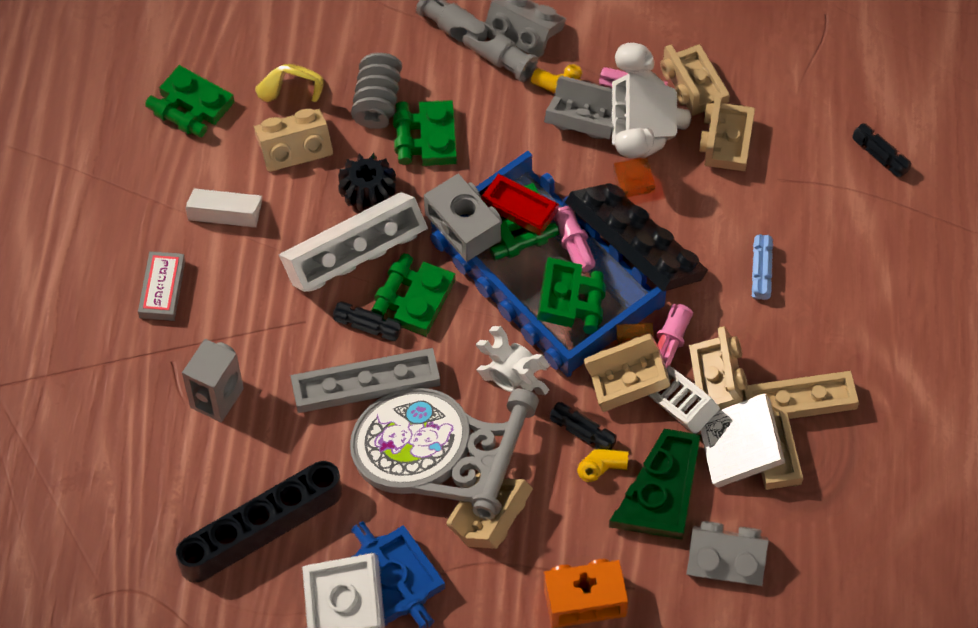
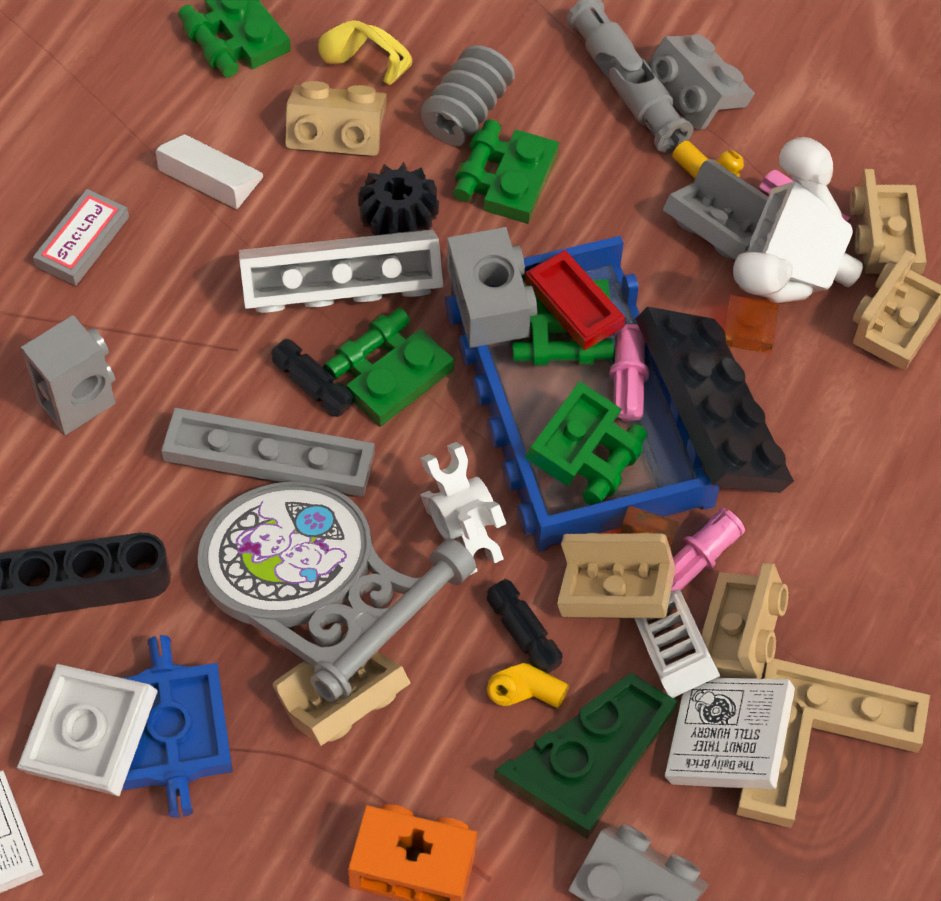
camera: 20 degrees right, 0 degrees up
(762, 267) = (870, 506): light blue axle -> none

